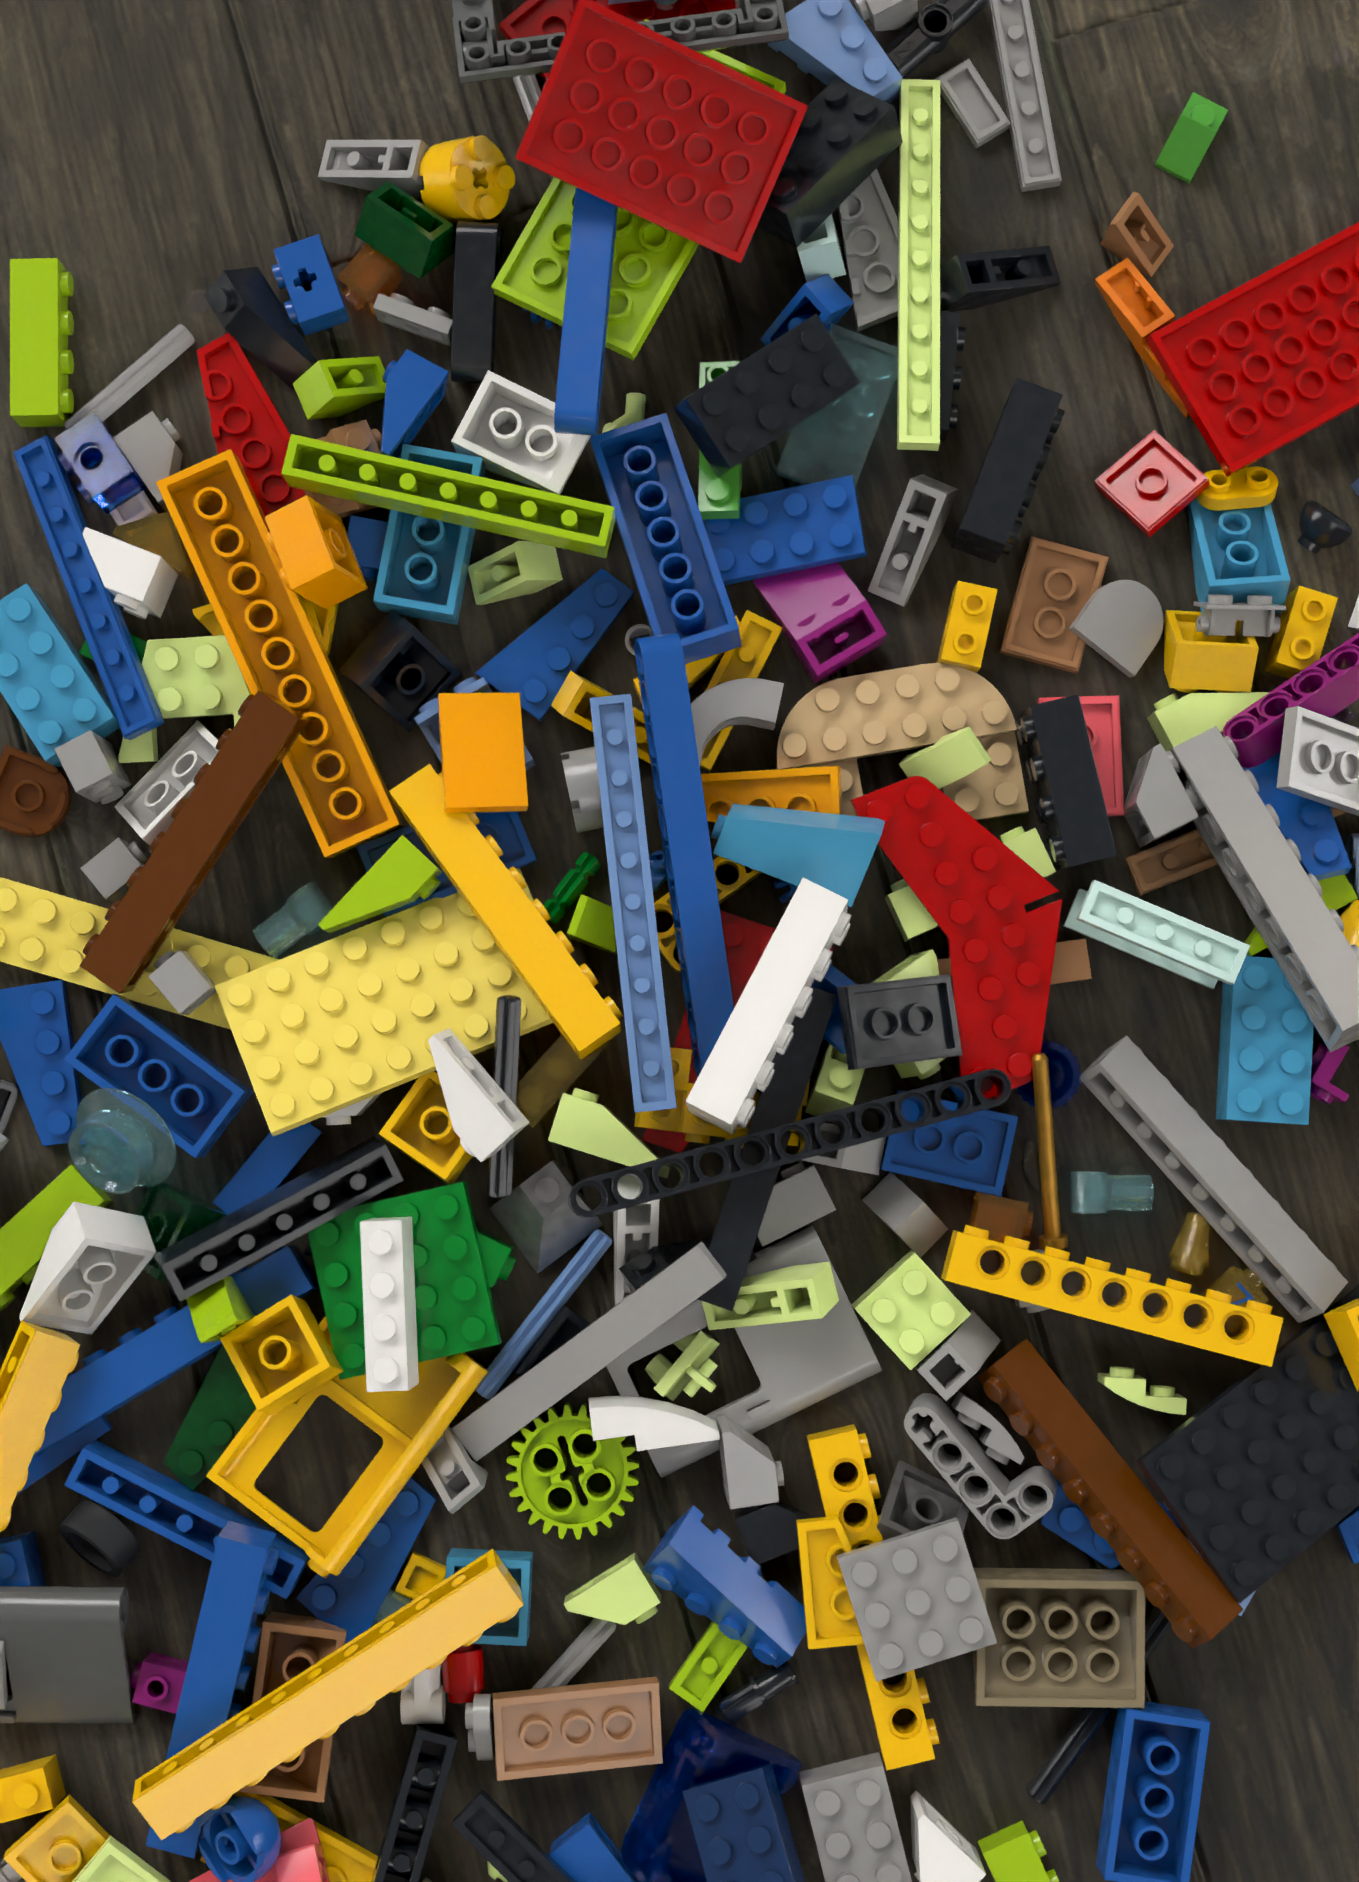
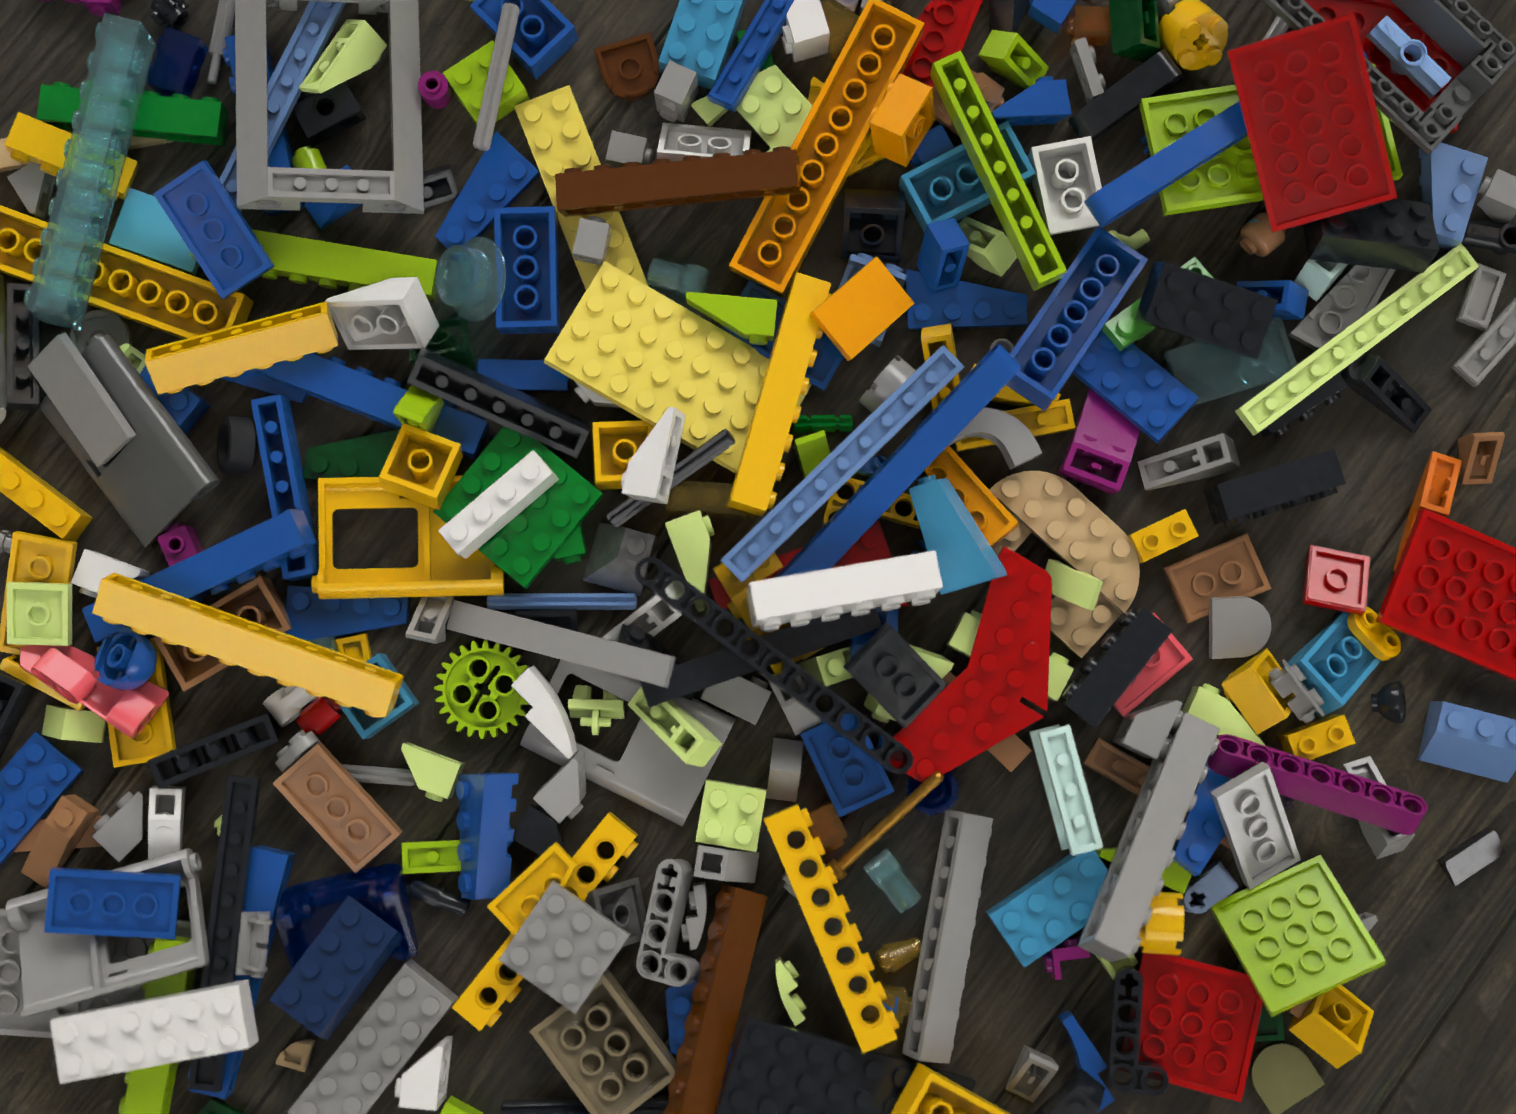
camera: 50 degrees right, 0 degrees up
(113, 1791) = (95, 566): none -> white slope
(491, 622) = (942, 254): none -> blue brick
(731, 280) = (1258, 237): none -> medium nougat head

